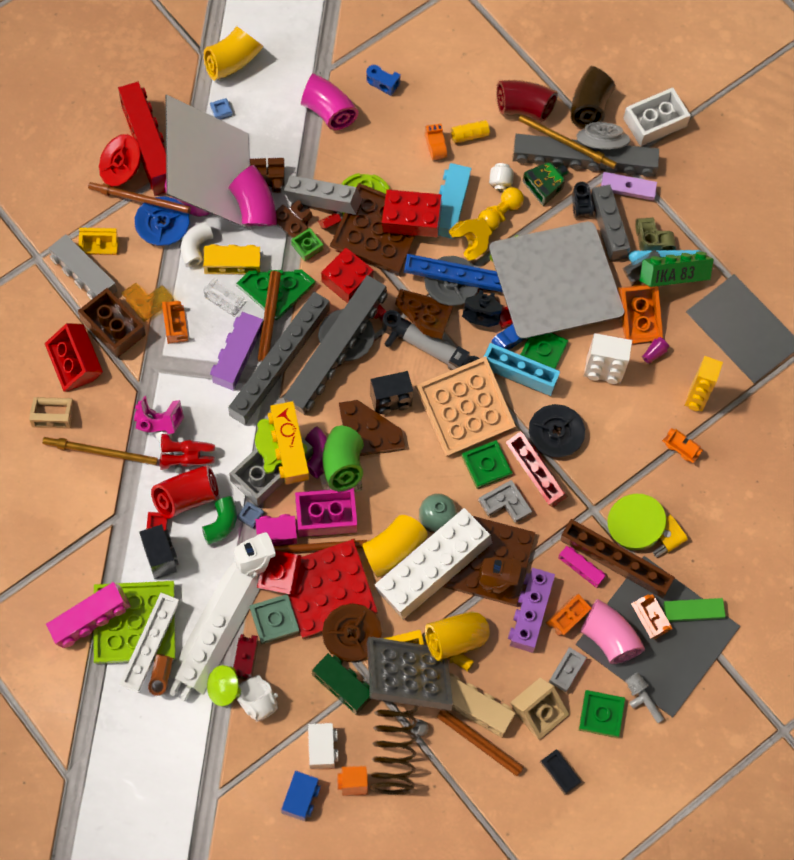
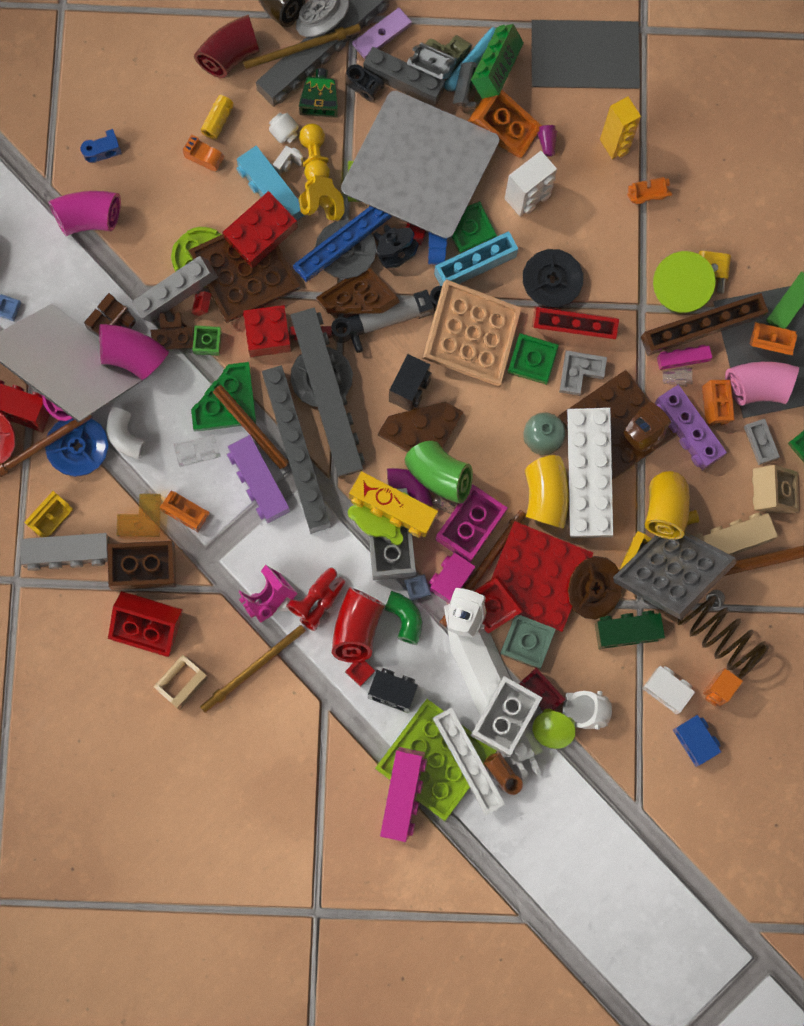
camera: 50 degrees left, 10 degrees up
(201, 640) = (506, 716): none -> white brick
(231, 259) = (166, 415): yellow brick -> none
(480, 194) = (285, 159): none -> white bracket
(564, 574) = (679, 376): none -> clear cone
(635, 229) = (432, 61): none -> dark grey hinge

